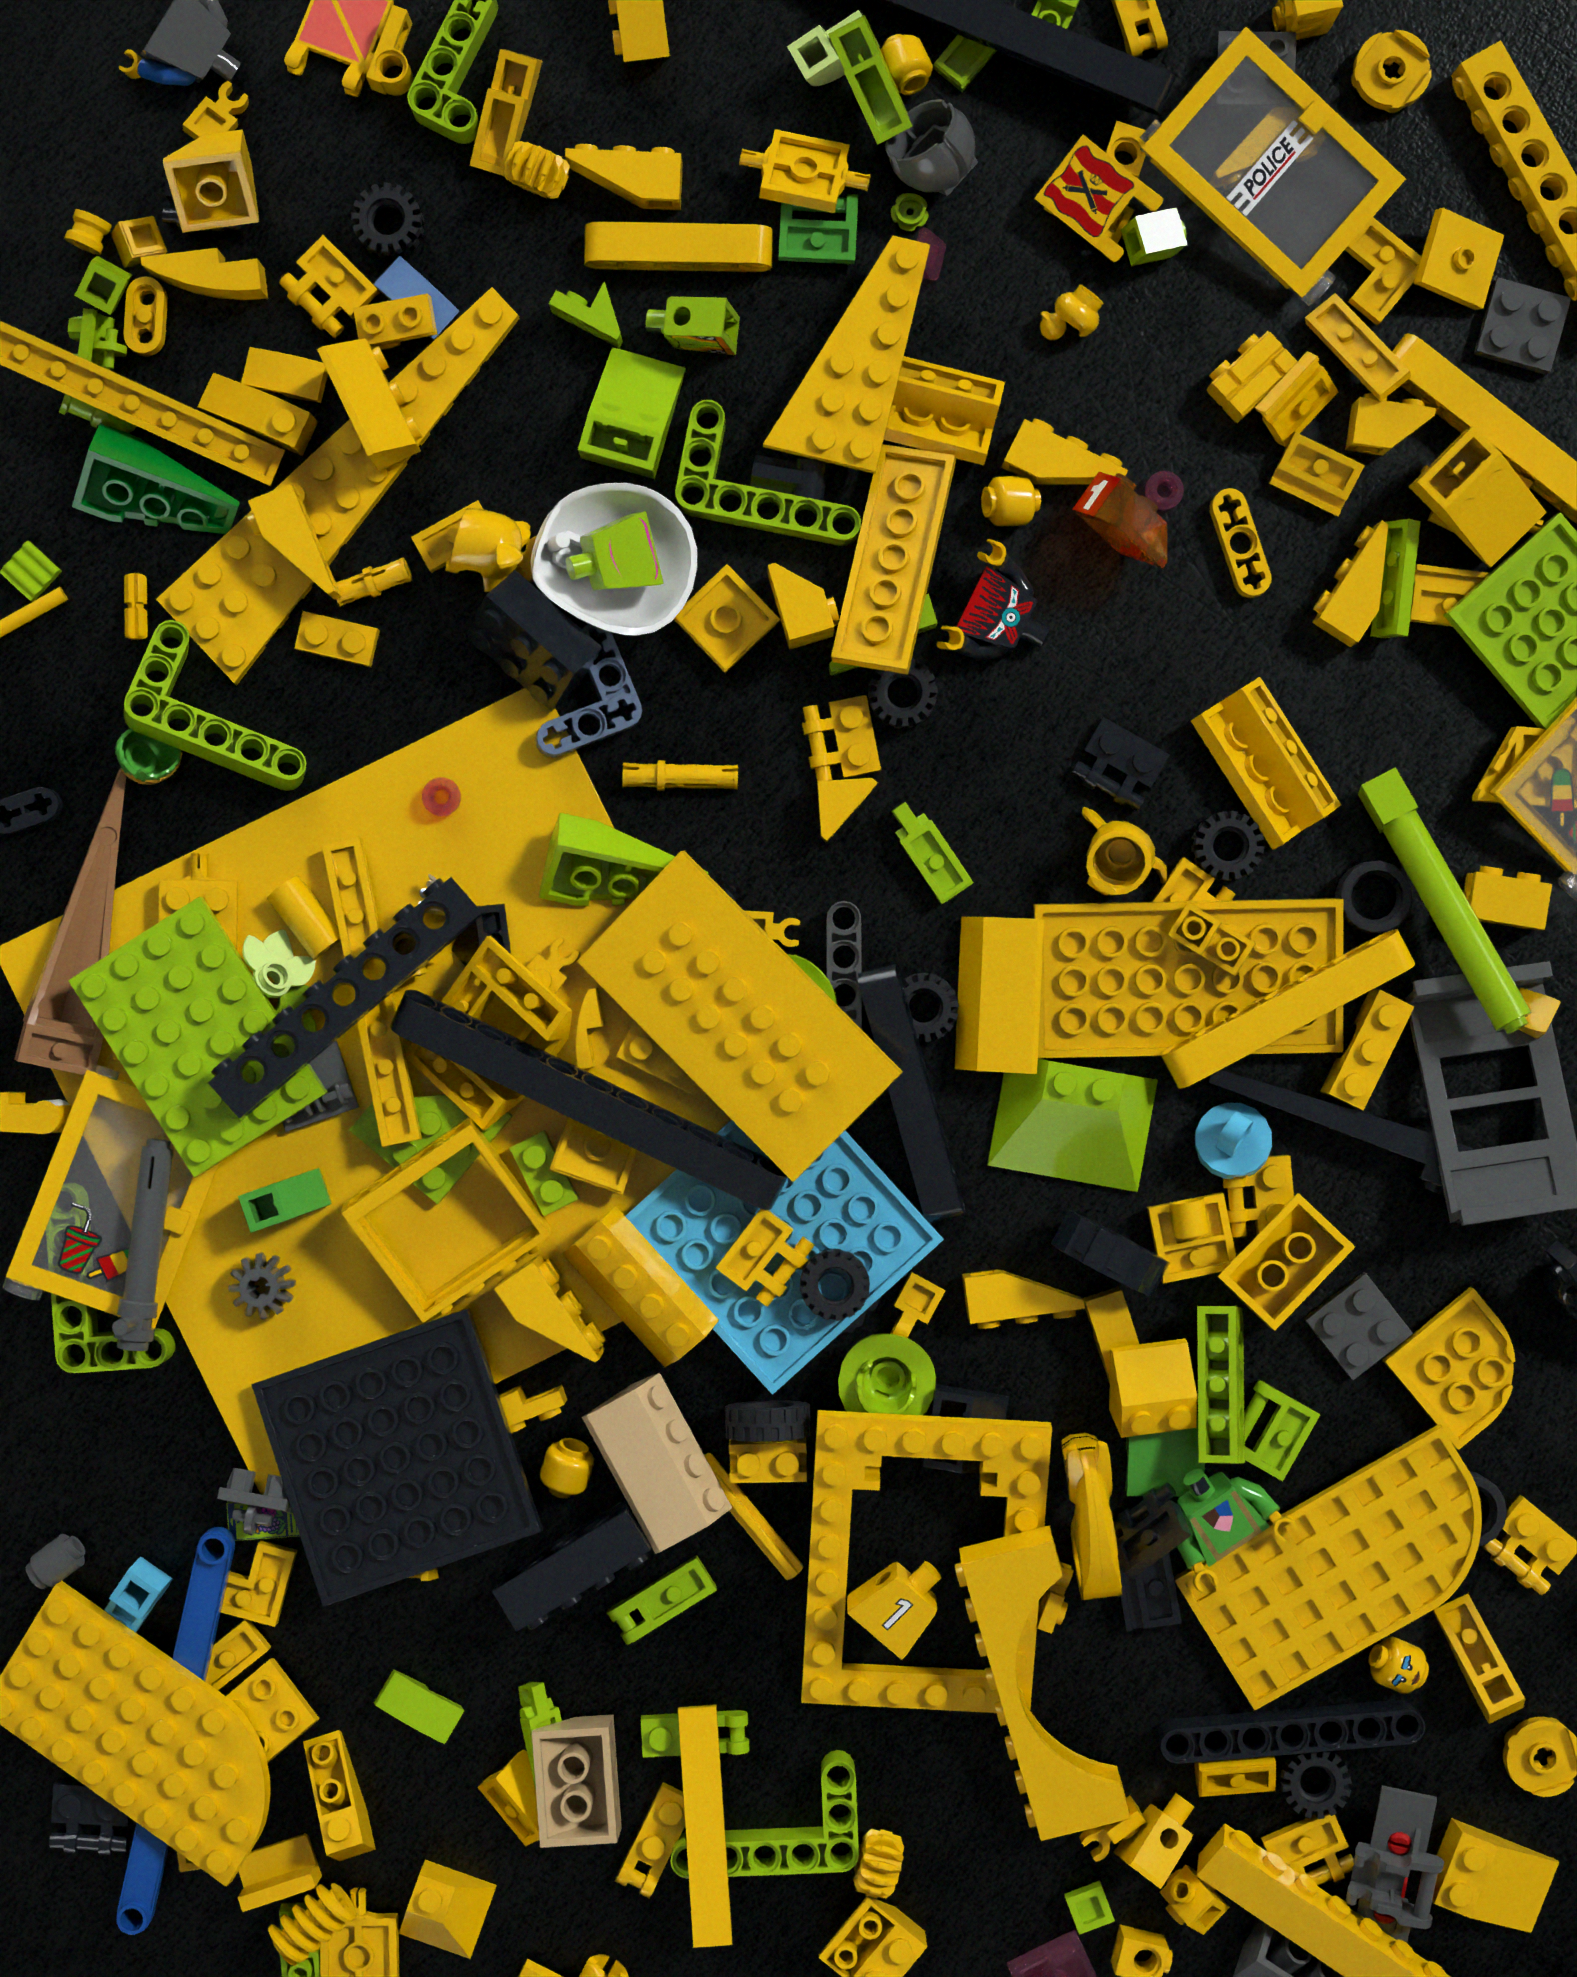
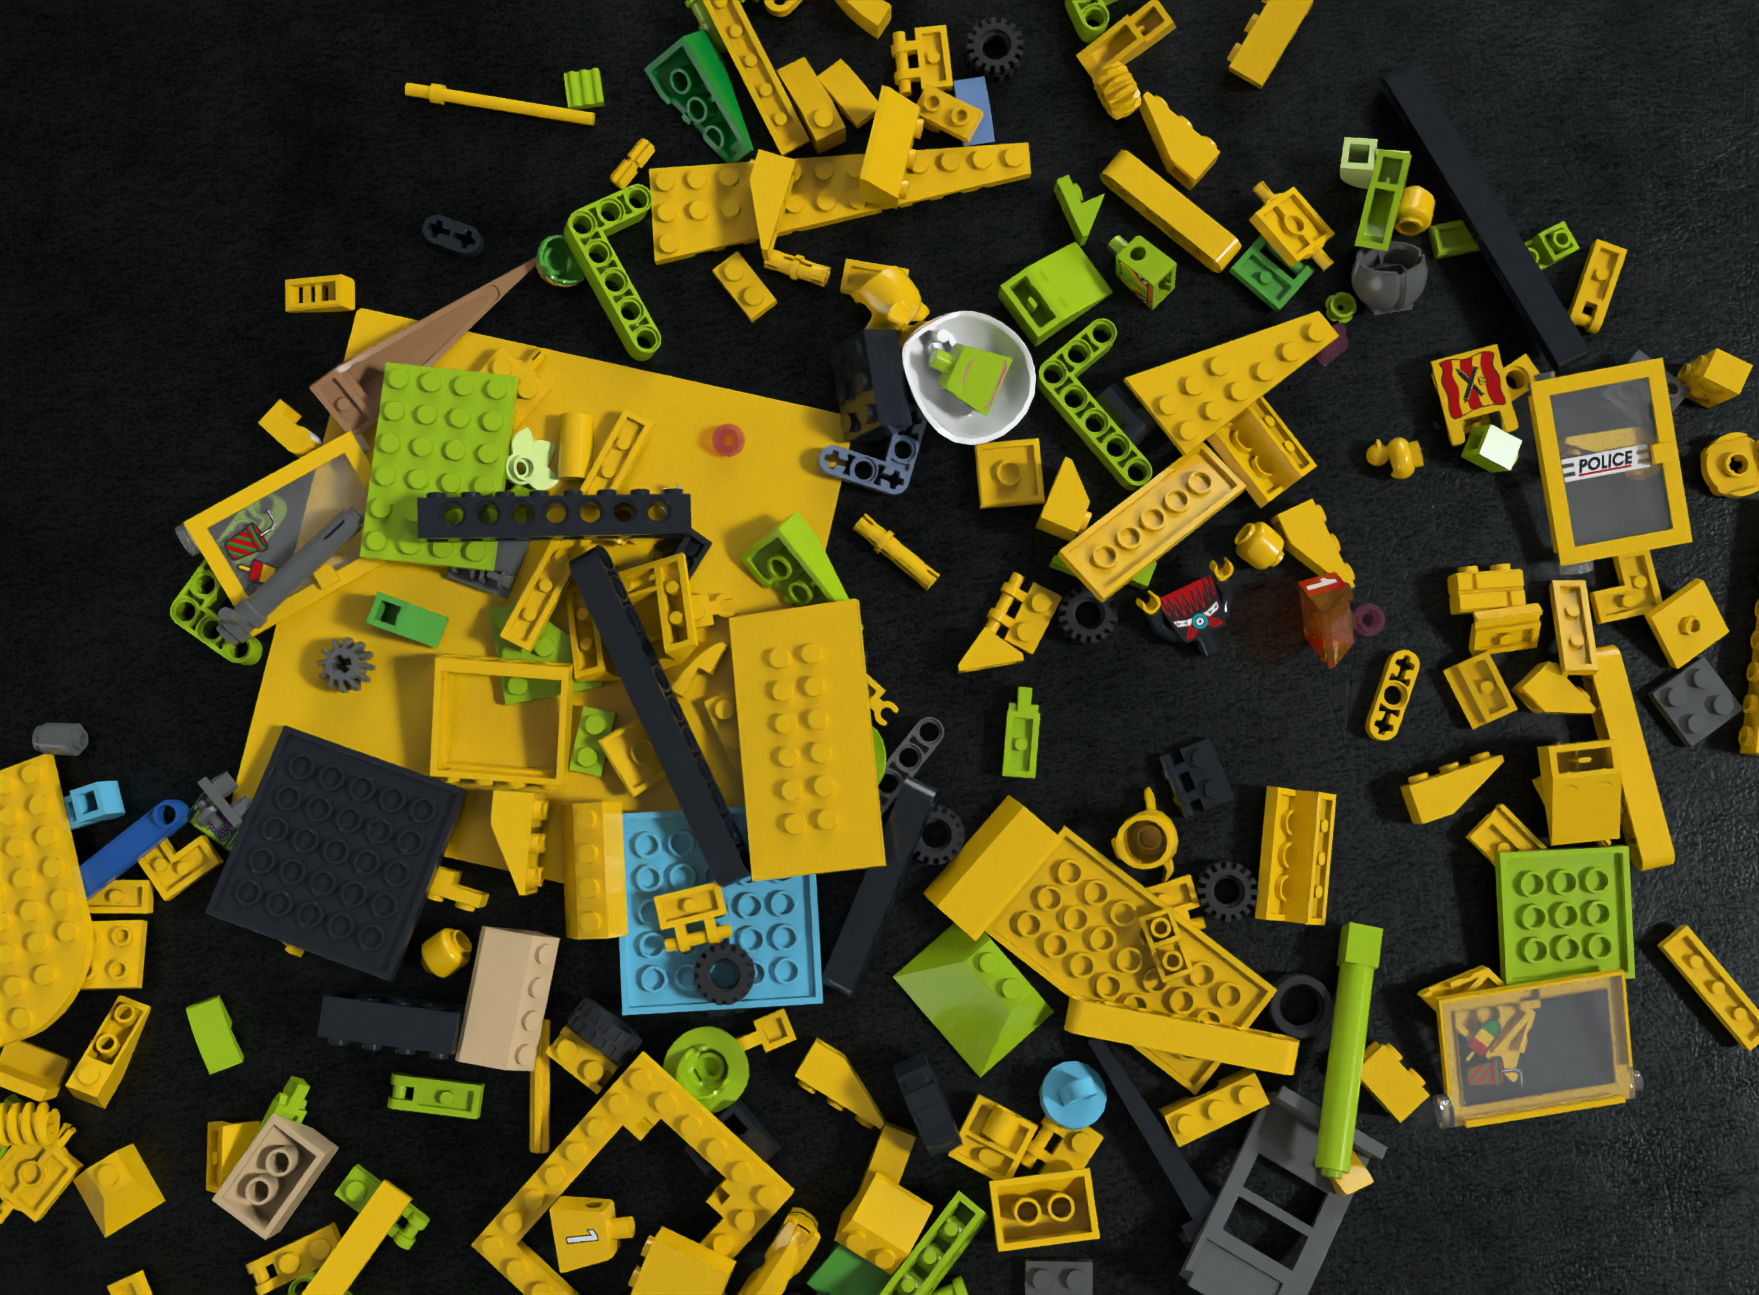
camera: 40 degrees right, 5 degrees down
(1398, 580) = (1480, 804): lime plate -> none

